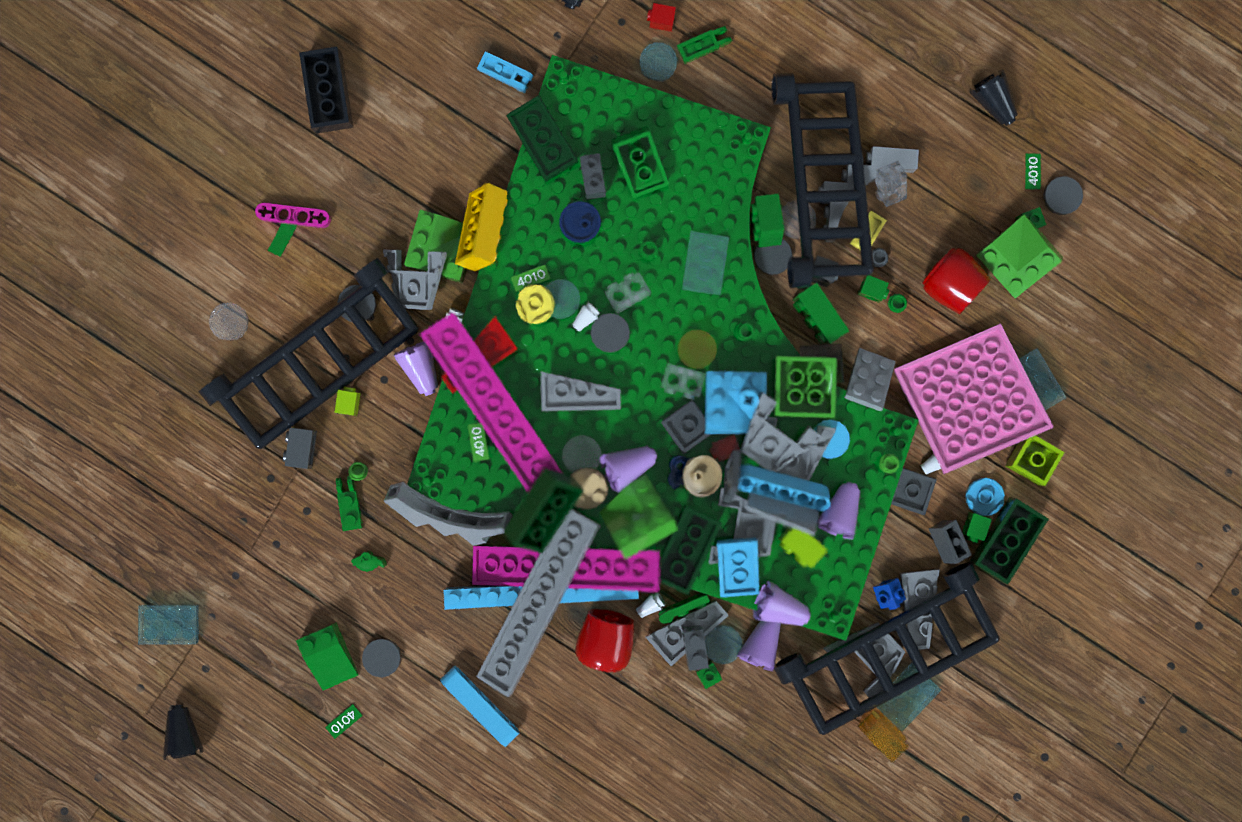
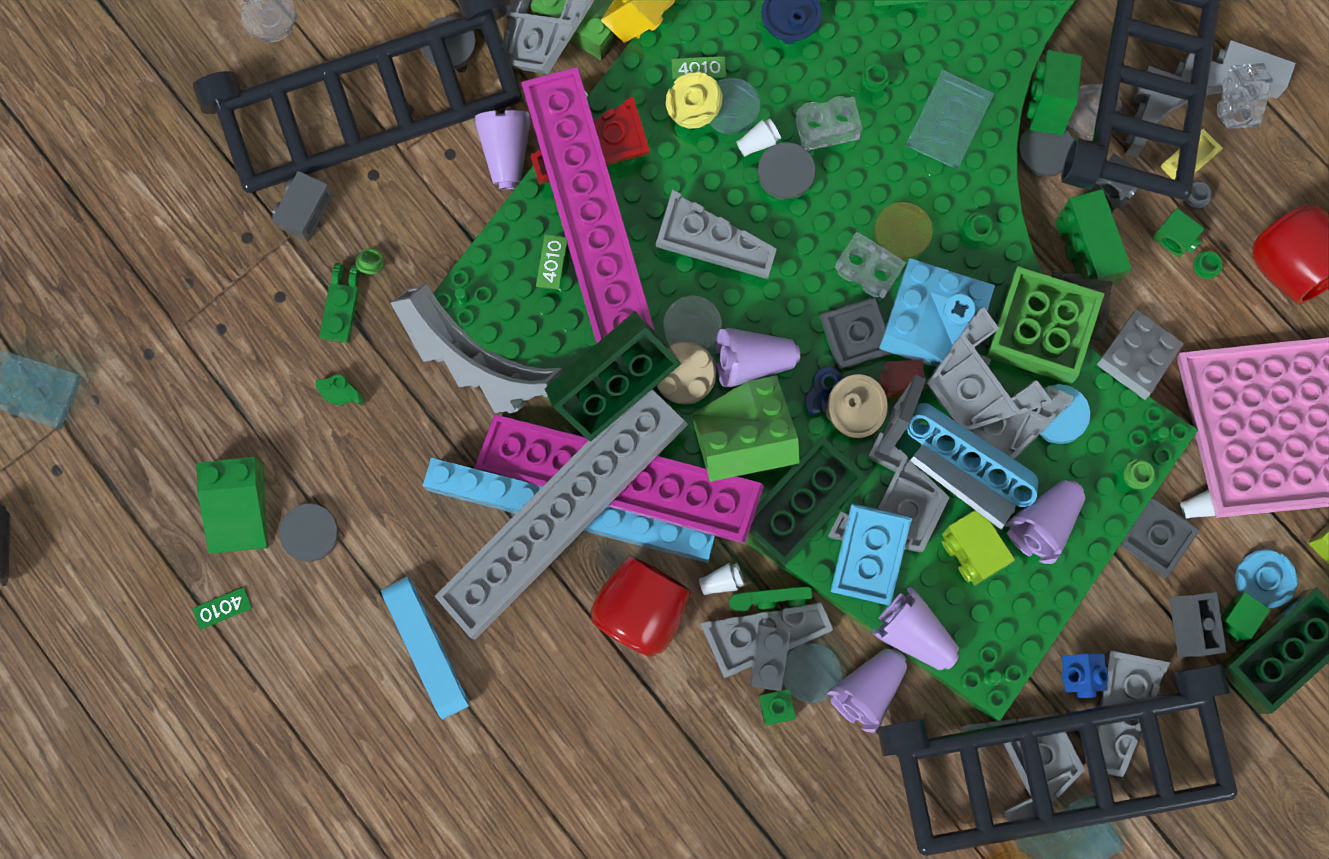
camera: 25 degrees right, 10 degrees down
(347, 401) = (389, 165): lime brick -> none

